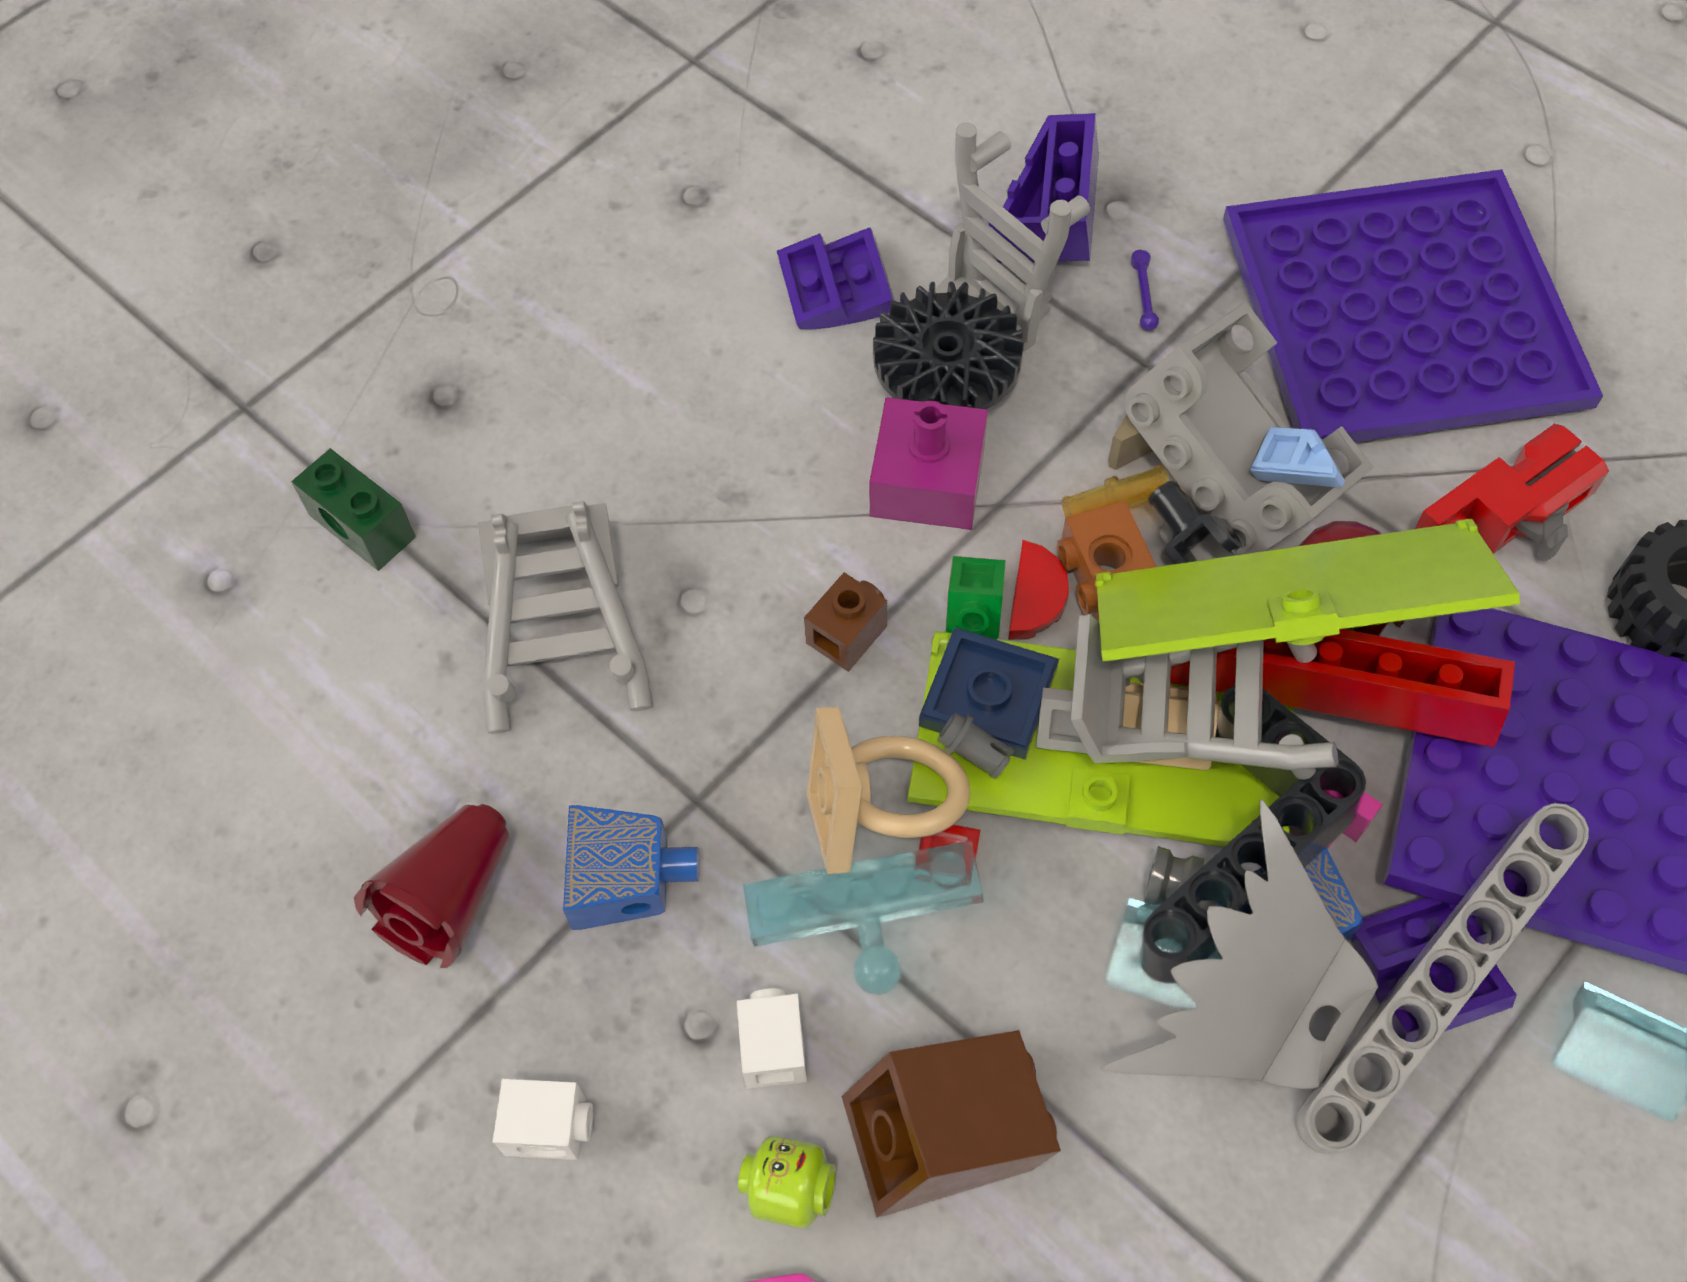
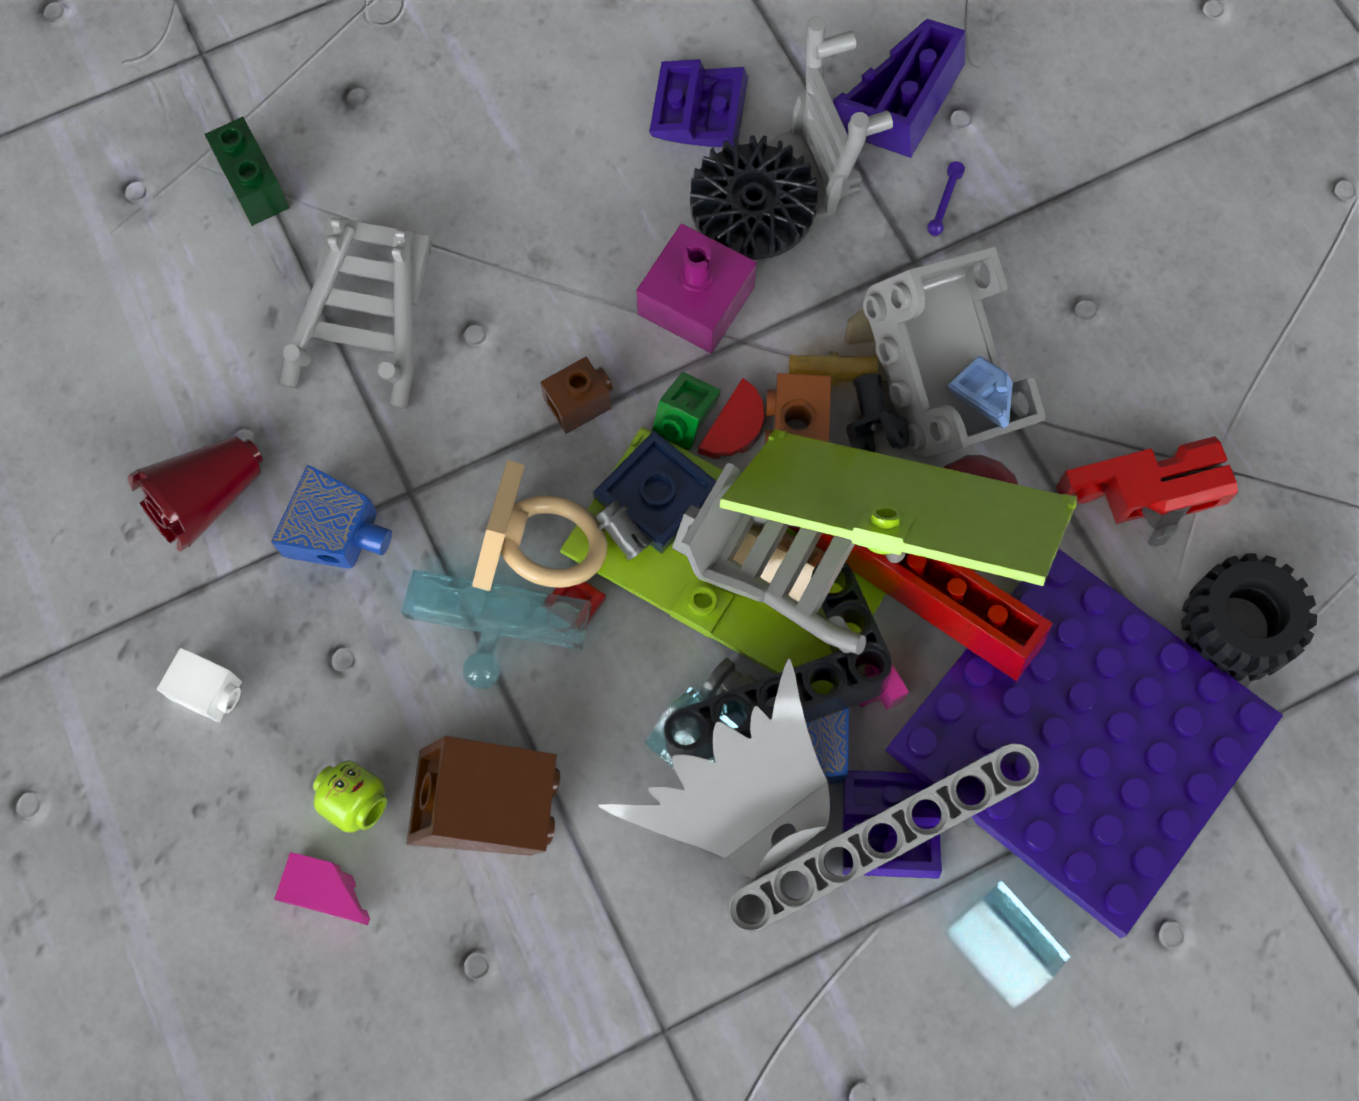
camera: 20 degrees right, 10 degrees up
(771, 1039) = (383, 691): white brick -> none
(1409, 308) = (1154, 290): dark purple plate -> none

